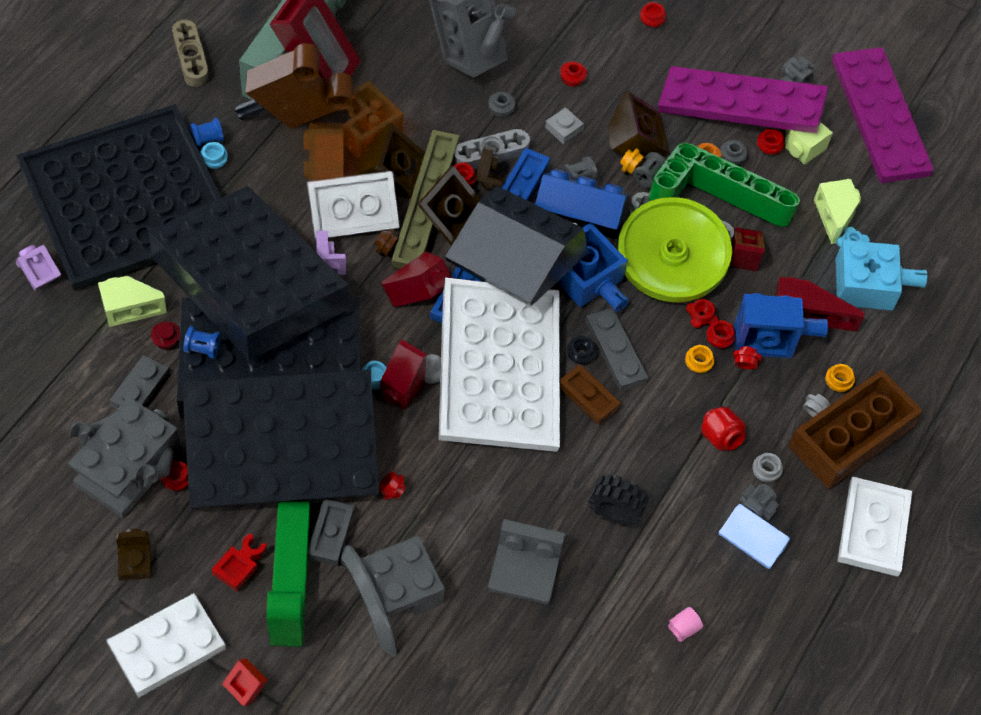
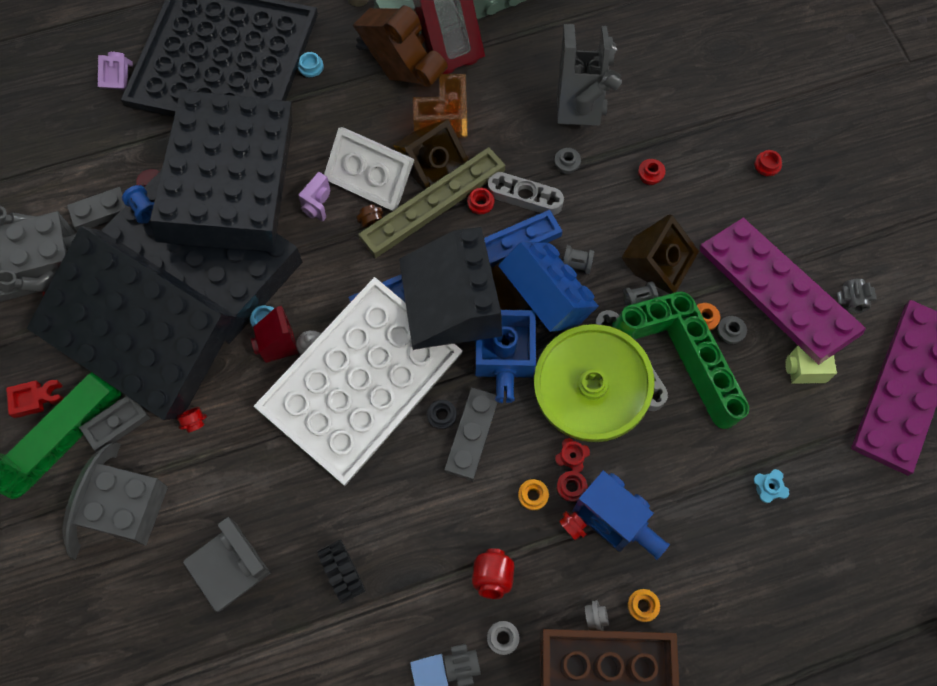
camera: 45 degrees right, 10 degrees up
(130, 300) = (143, 136): yellowish green slope -> none
(207, 132) = (320, 43): blue bush -> none
(325, 151) = (384, 110): clear orange brick -> none
(416, 280) = (360, 263): dark red slope -> none
(449, 204) = (431, 215): dark brown slope -> none
(489, 163) = (502, 204): dark brown bracket -> none
(564, 125) = (604, 211): light grey plate -> none
(589, 394) = (411, 457): reddish brown plate -> none
(631, 161) = (631, 278): light orange plate -> none
(747, 249) = (664, 423): dark red slope -> none
(770, 141) = (778, 336): red plate -> none
(821, 304) = (677, 520): dark red slope -> none
(837, 206) = (784, 444): yellowish green slope -> none
(872, 274) = (775, 532): medium azure brick -> none

